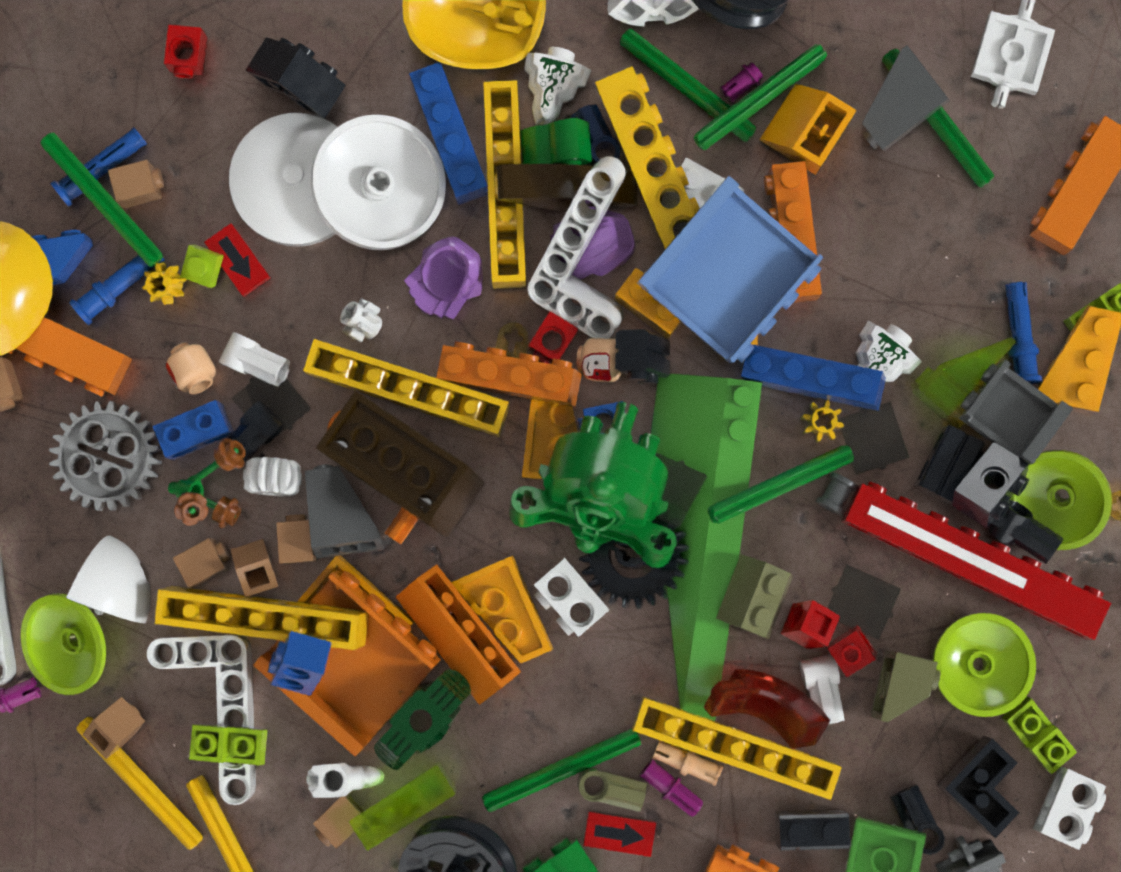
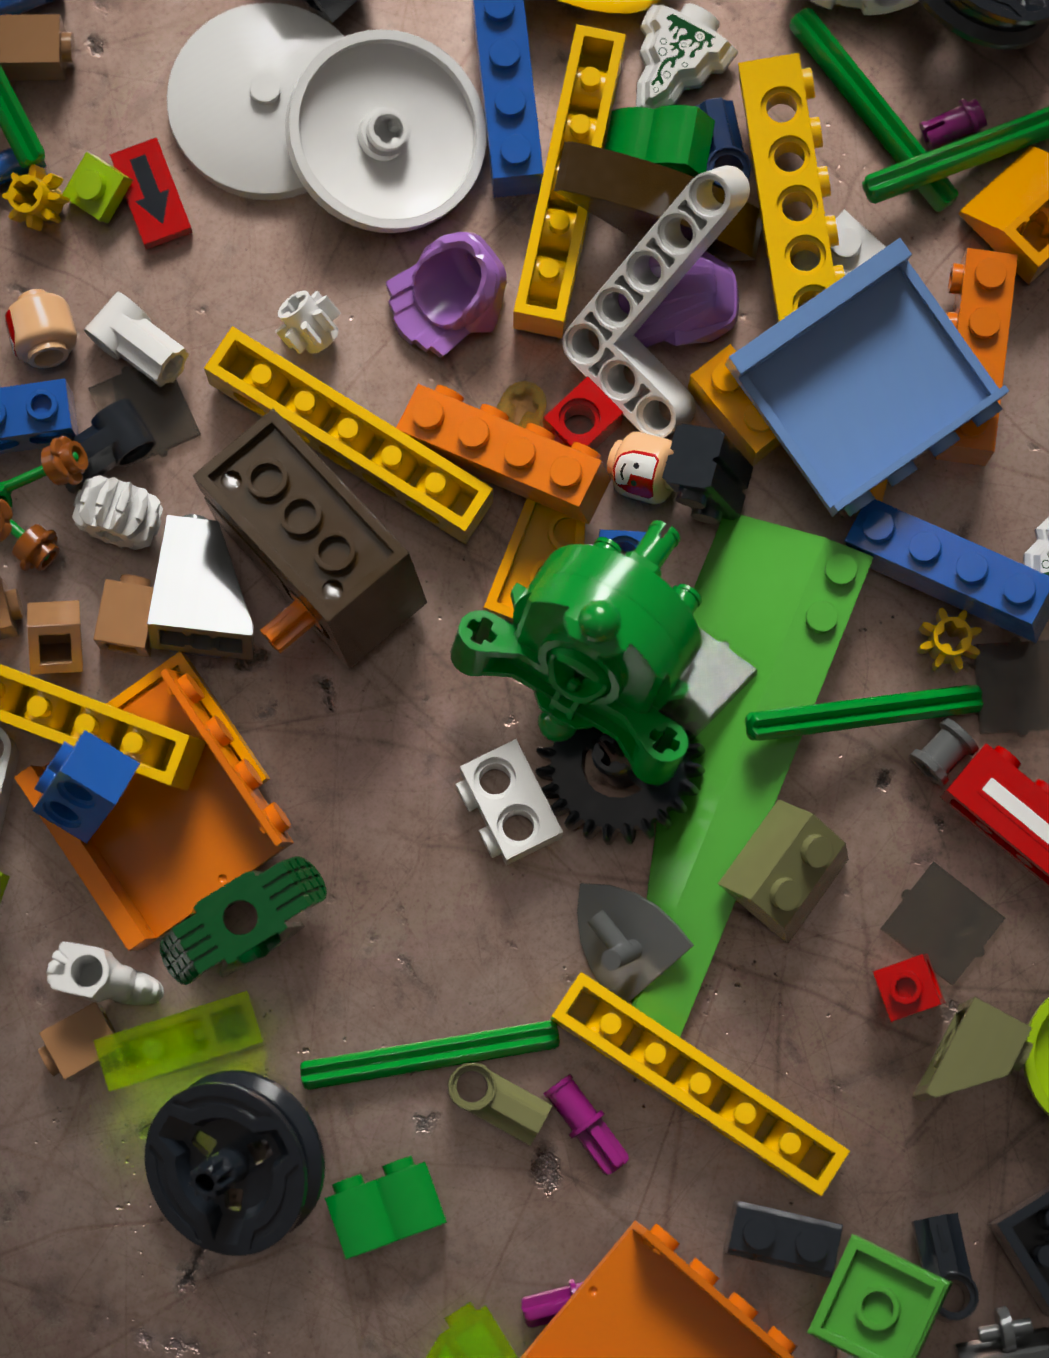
camera: 10 degrees right, 5 degrees down
(458, 633) = (329, 810): orange brick -> none
(507, 607) = (411, 791): light orange wing -> none
(619, 833) = (492, 1172): red tile -> none
(666, 665) = (626, 938): none -> dark grey shield
(687, 762) = (621, 1091): light nougat pin -> none
(773, 701) = (770, 1030): clear red arch -> none
(810, 624) = (856, 931): red brick -> none
(821, 679) = (852, 1020): white piece -> none

